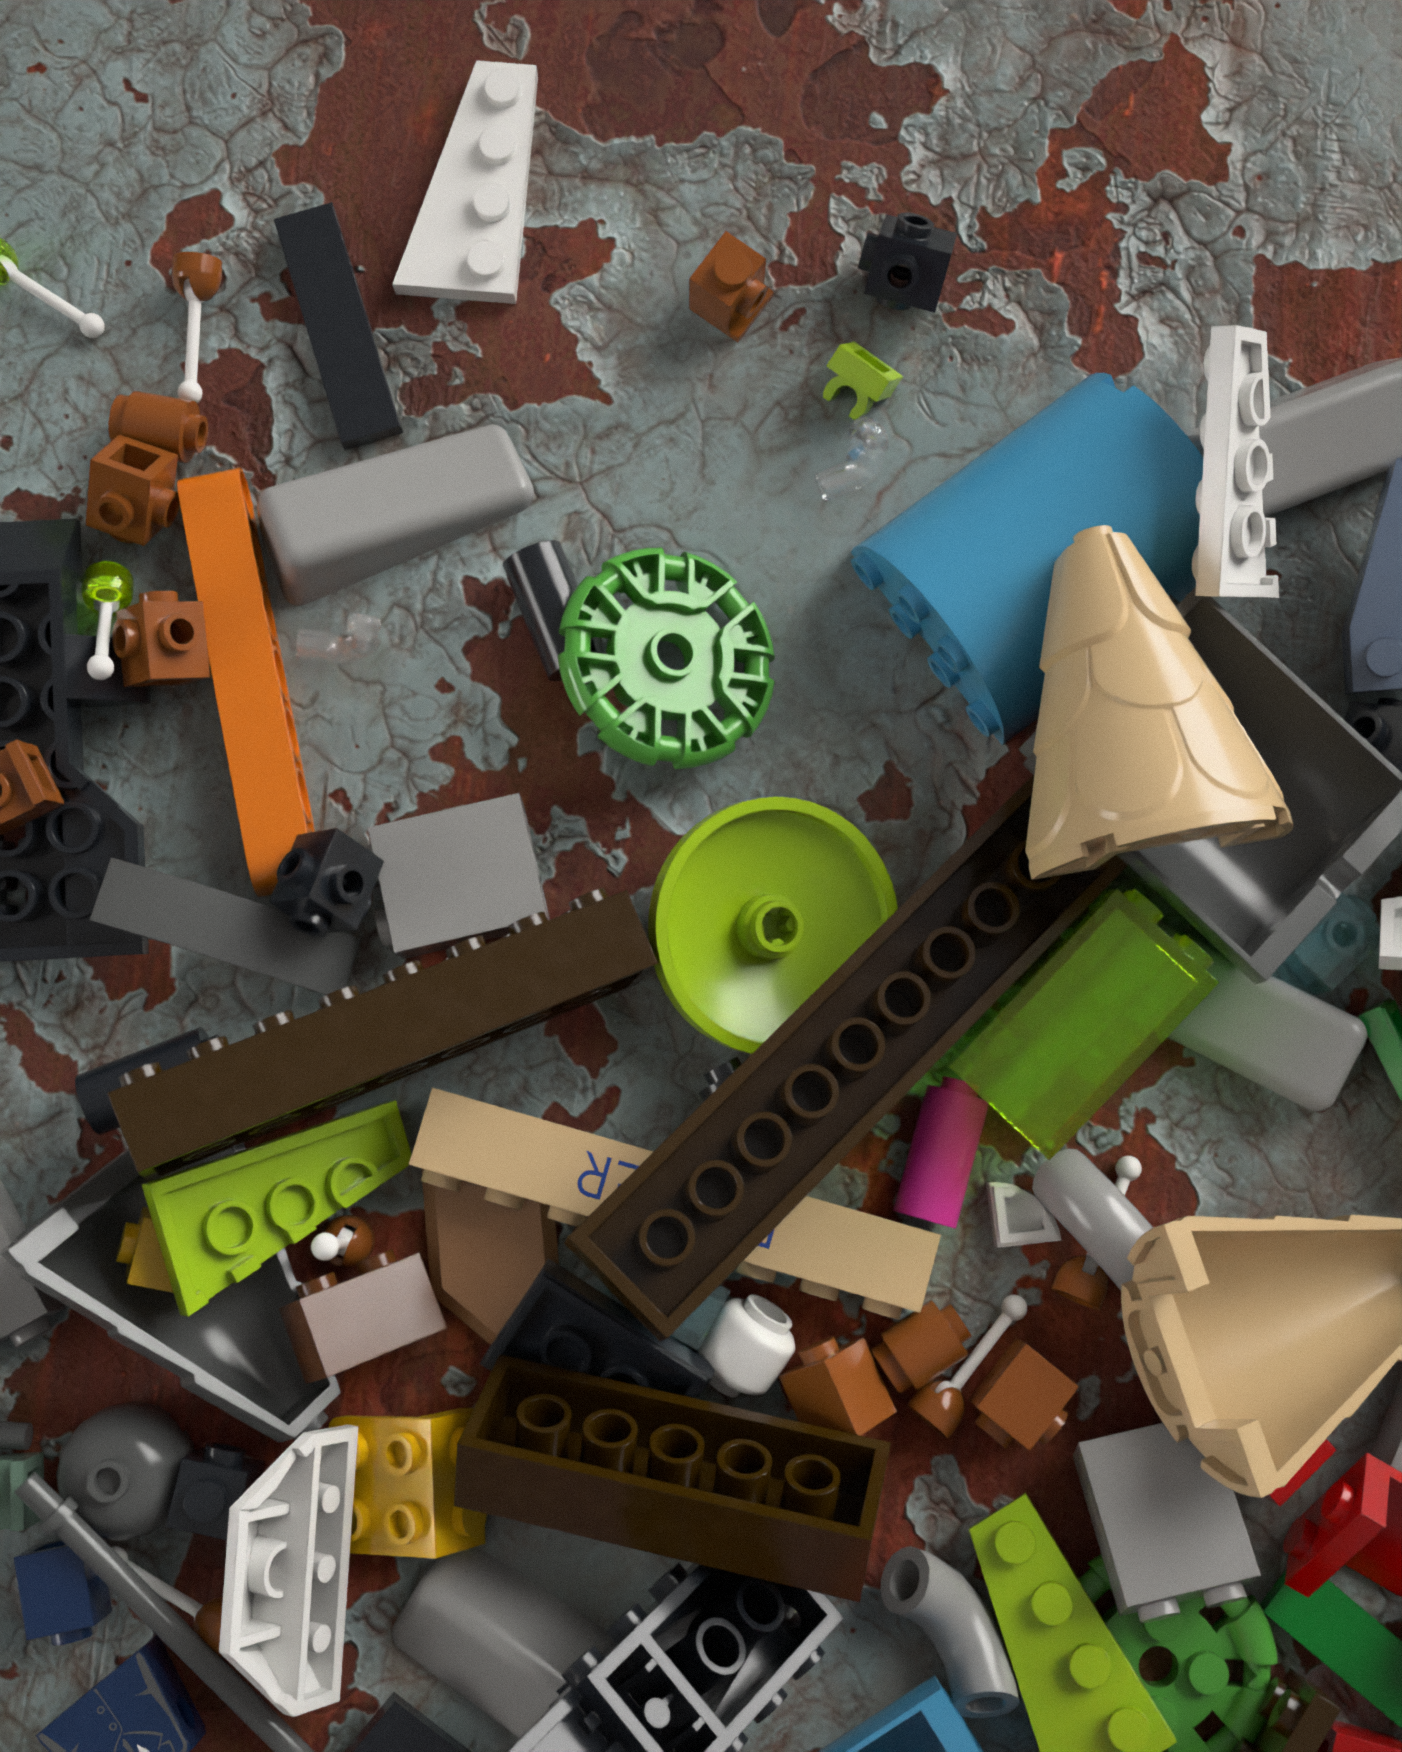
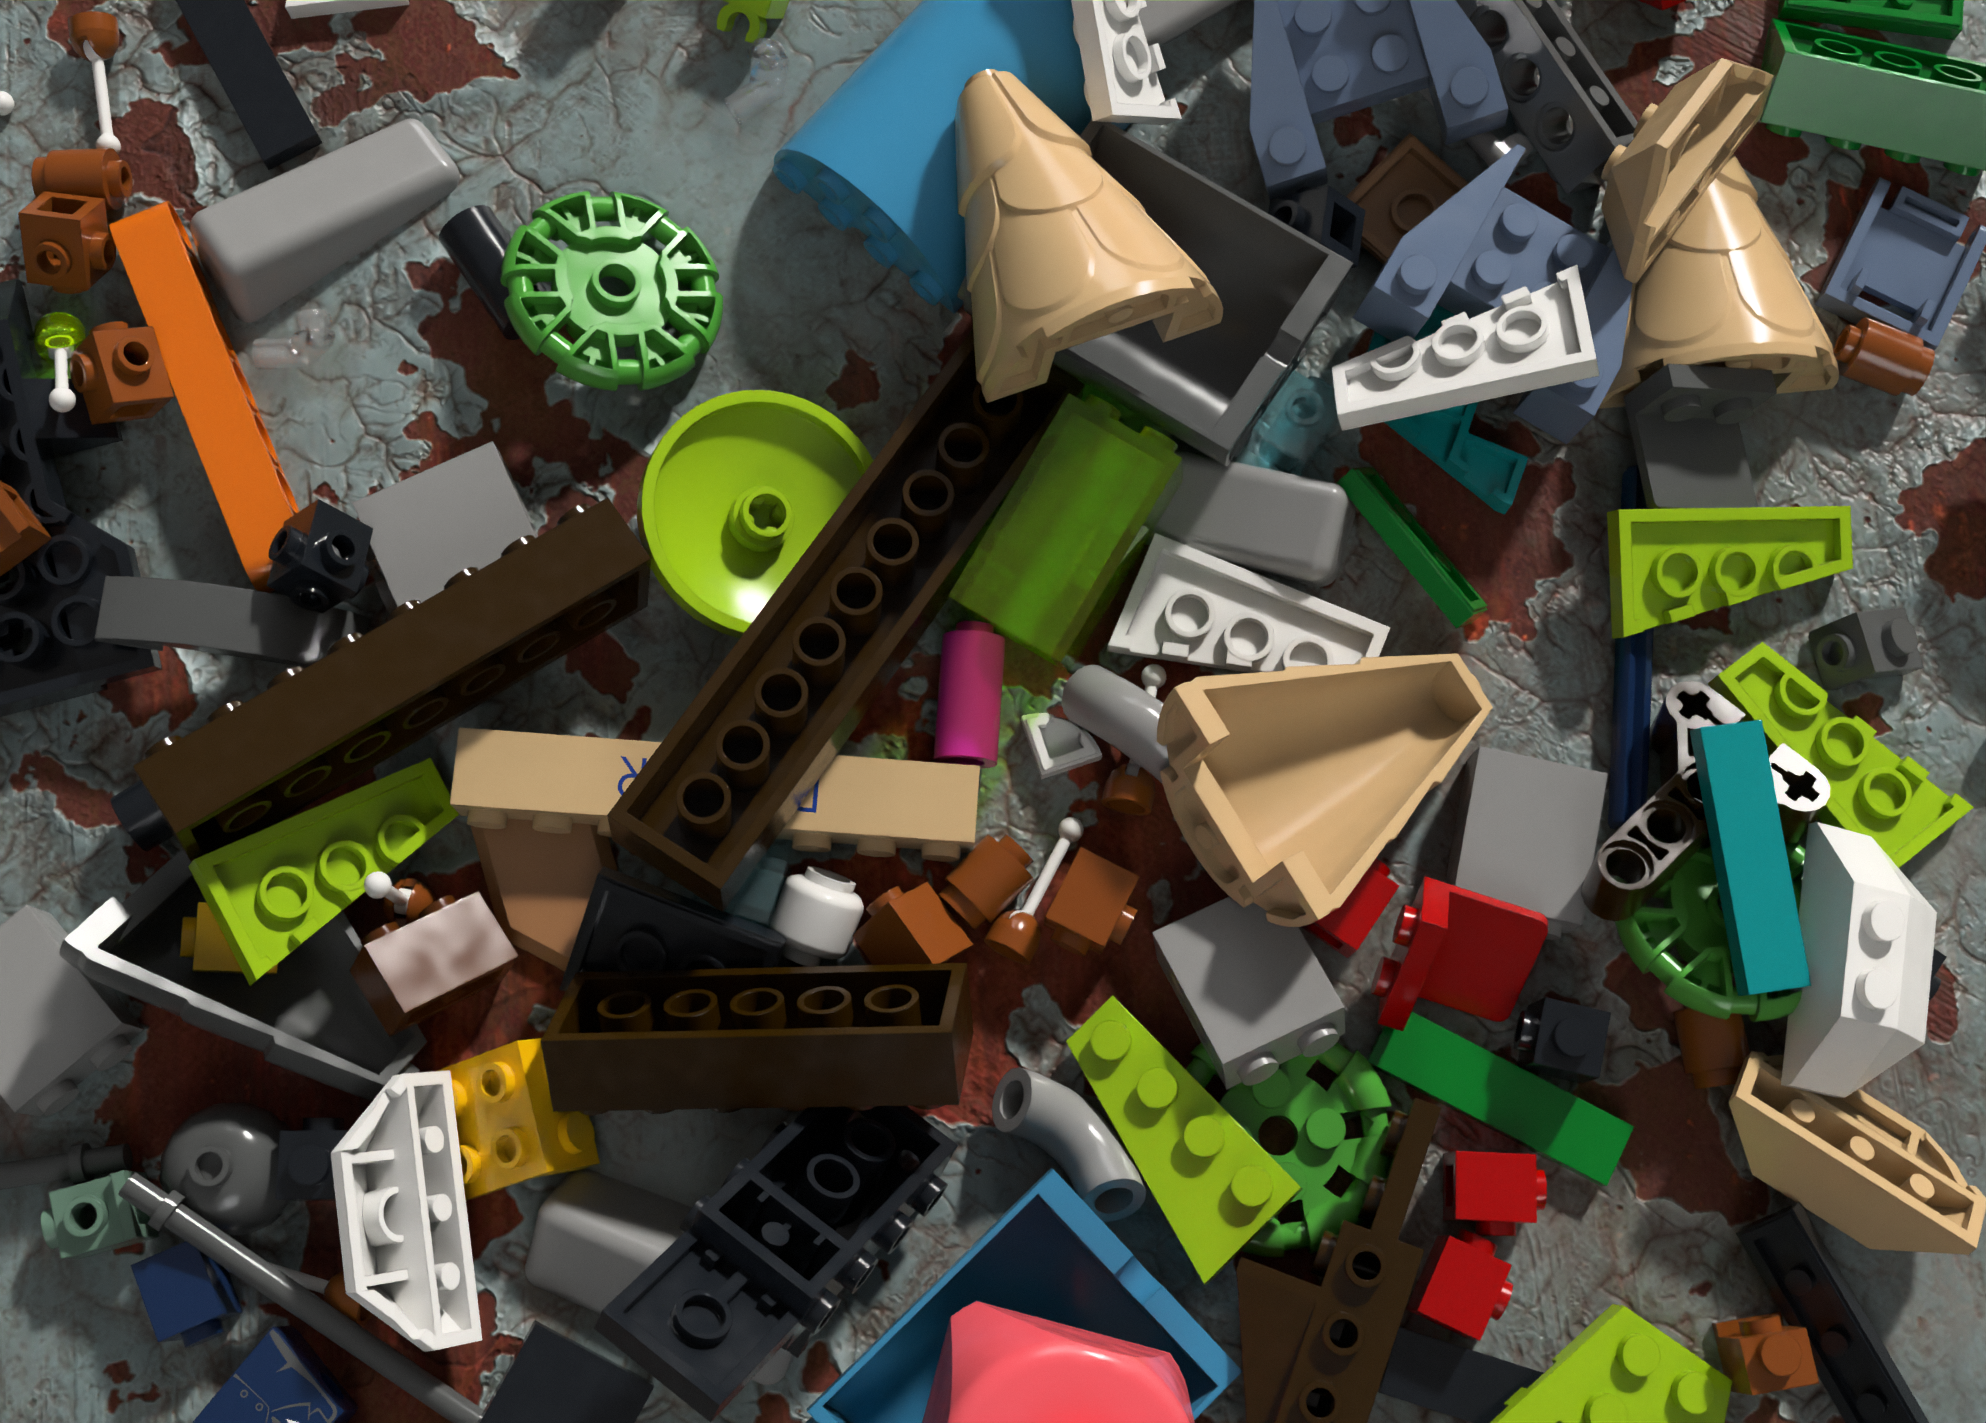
camera: 10 degrees left, 5 degrees down
(1222, 1129) = (1232, 619): none -> white wing

